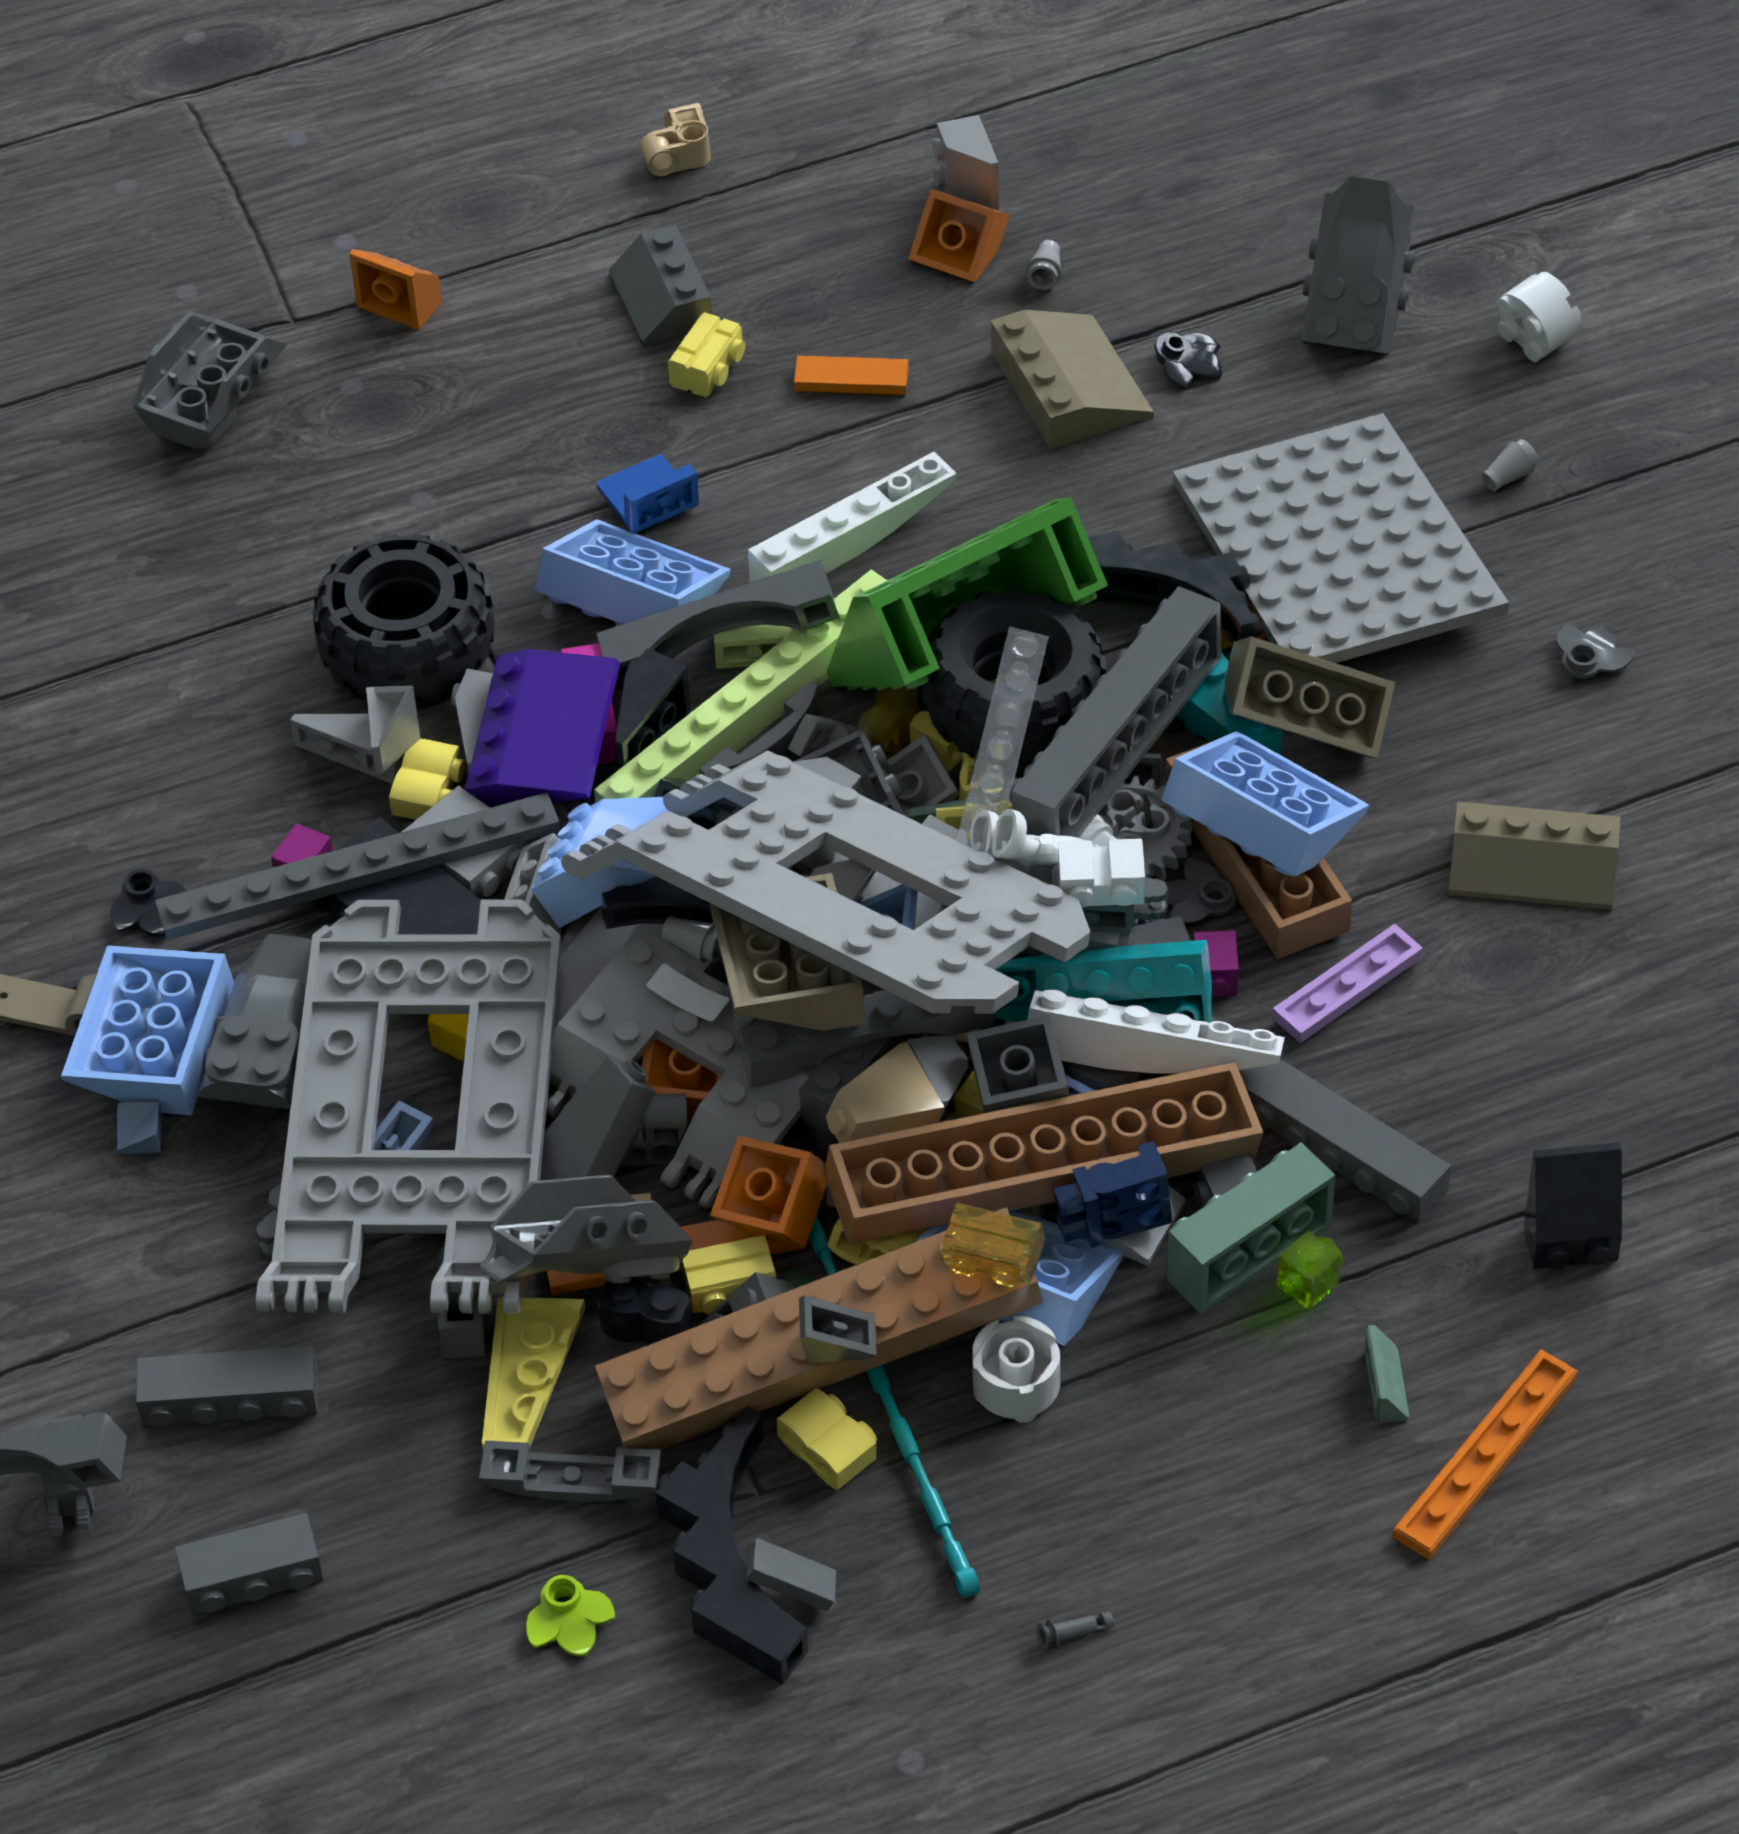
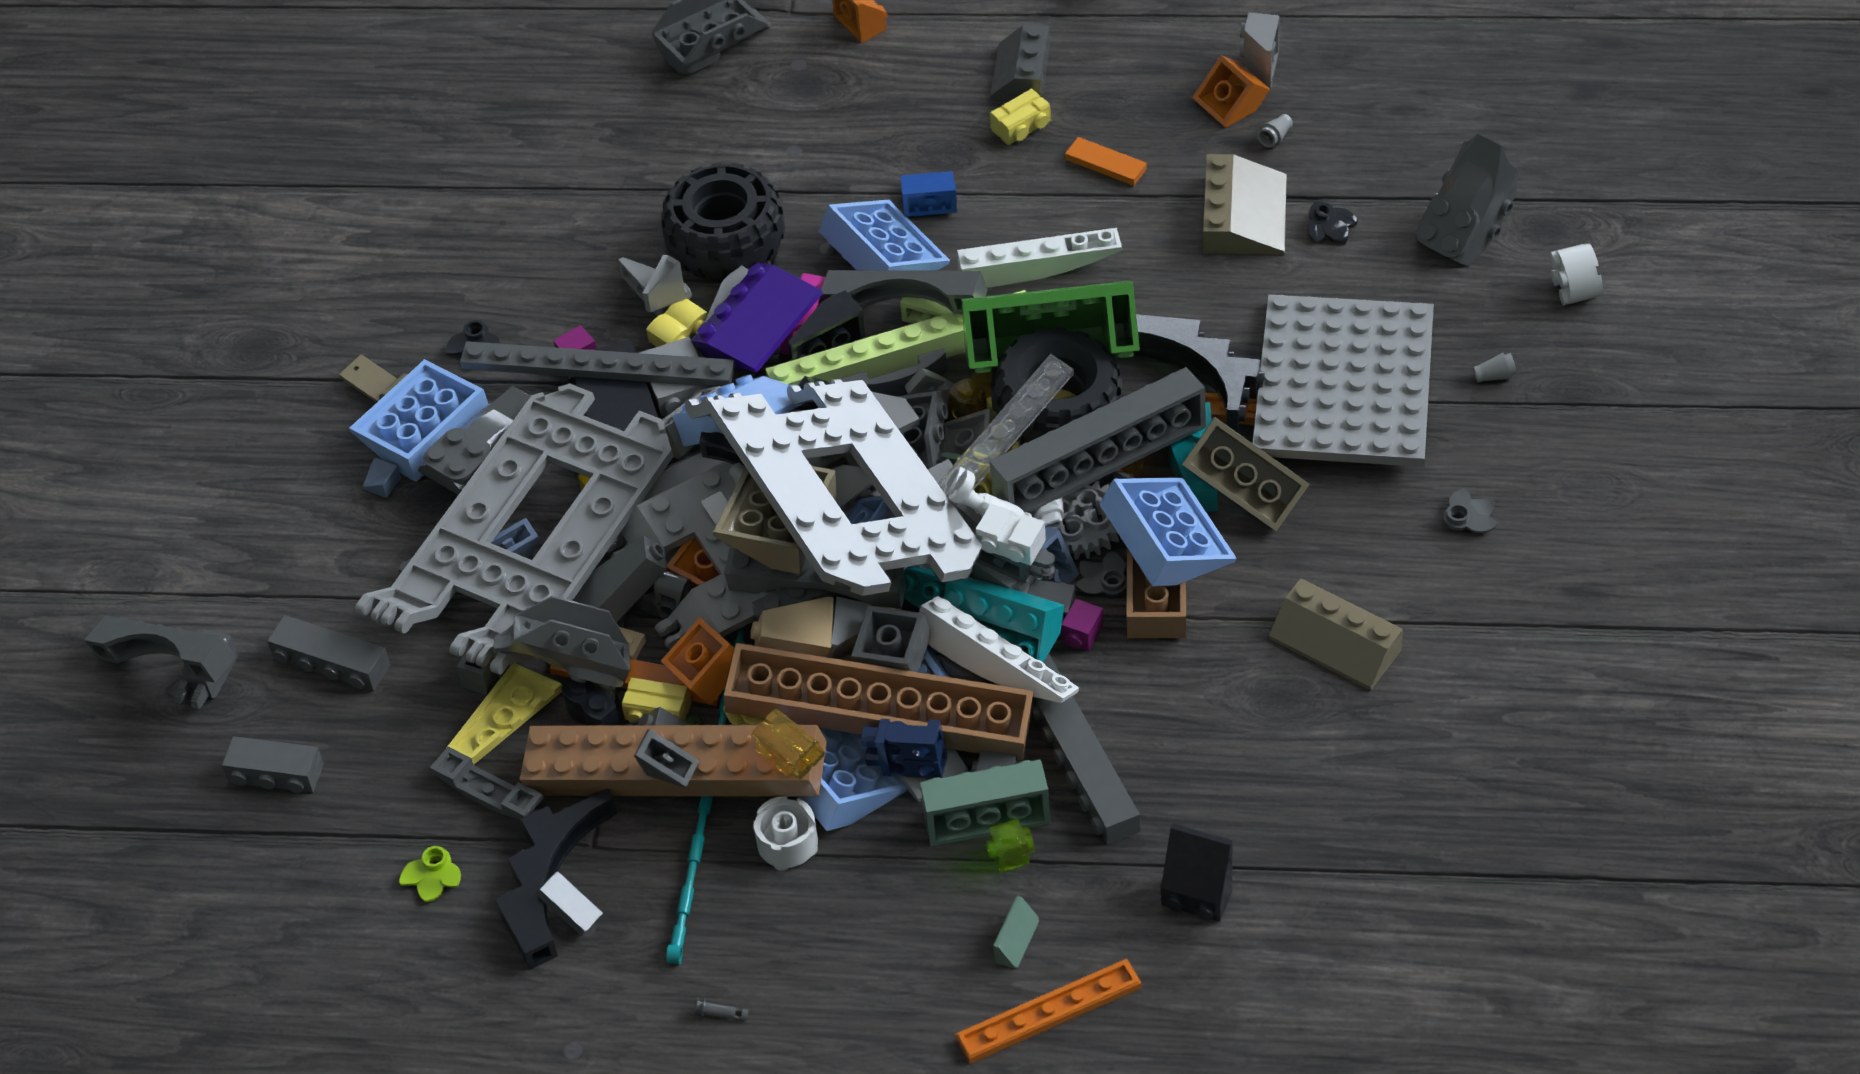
camera: 30 degrees right, 0 degrees up
(827, 1438) = (648, 828): light yellow brick -> none
(1347, 983) = (1160, 670): lavender plate -> none

